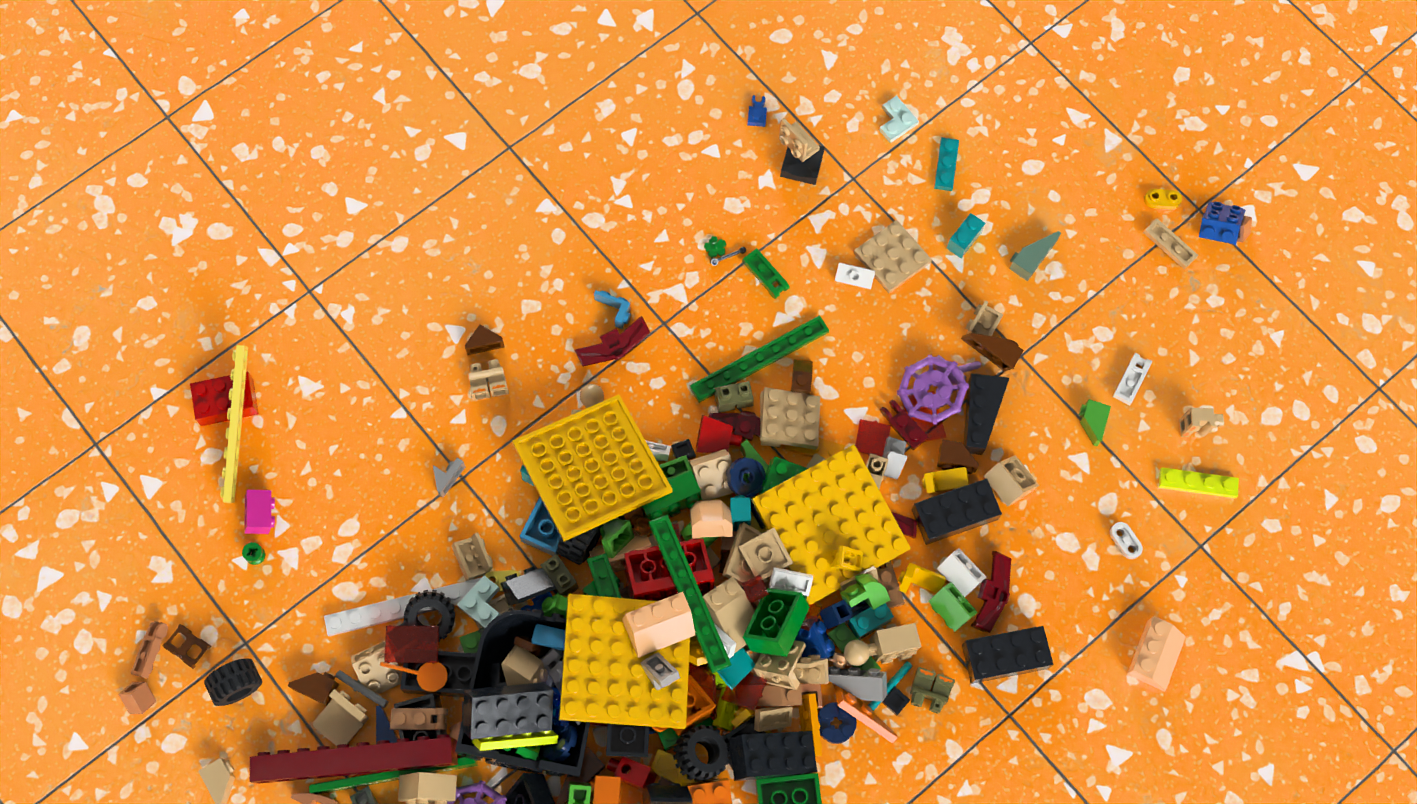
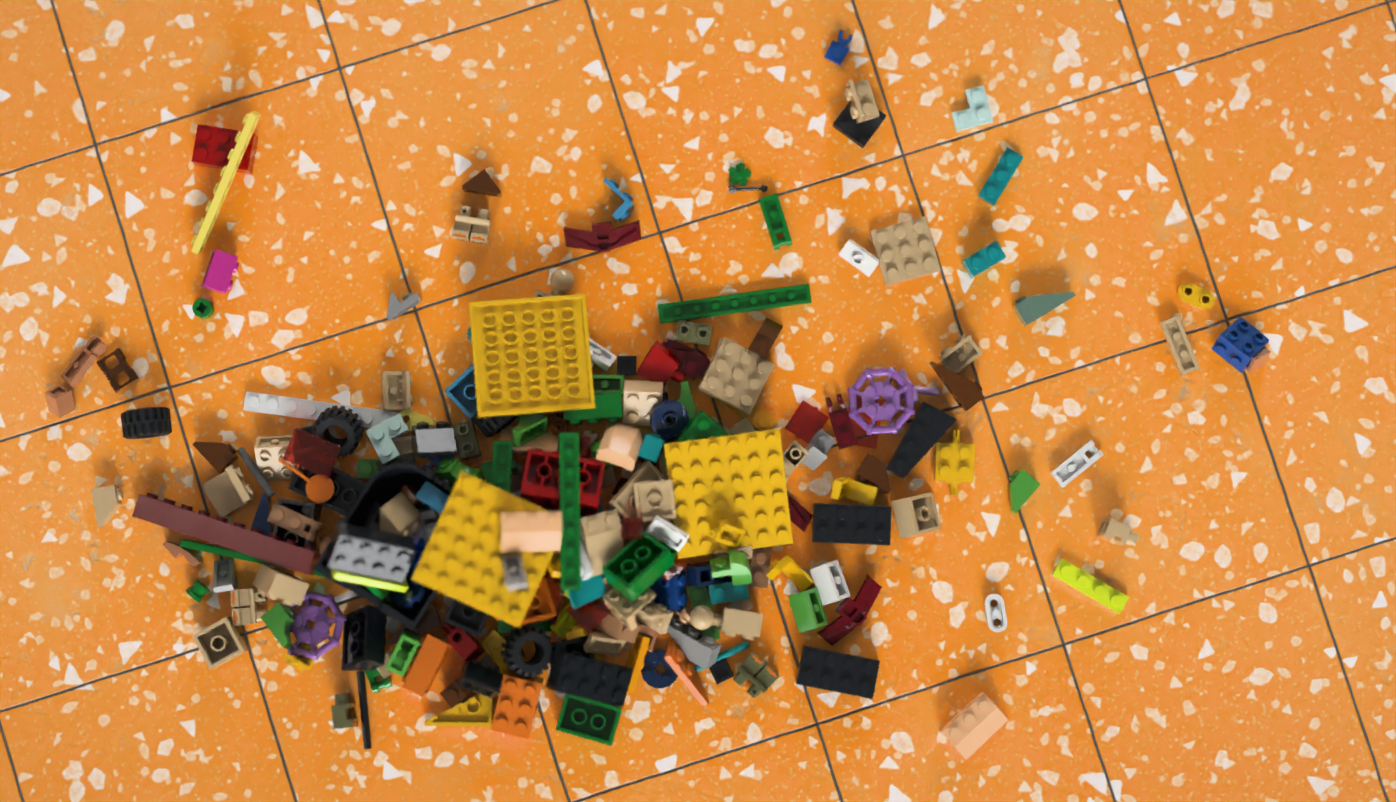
camera: 25 degrees right, 15 degrees up
(1023, 420) = (955, 462): none -> yellow plate

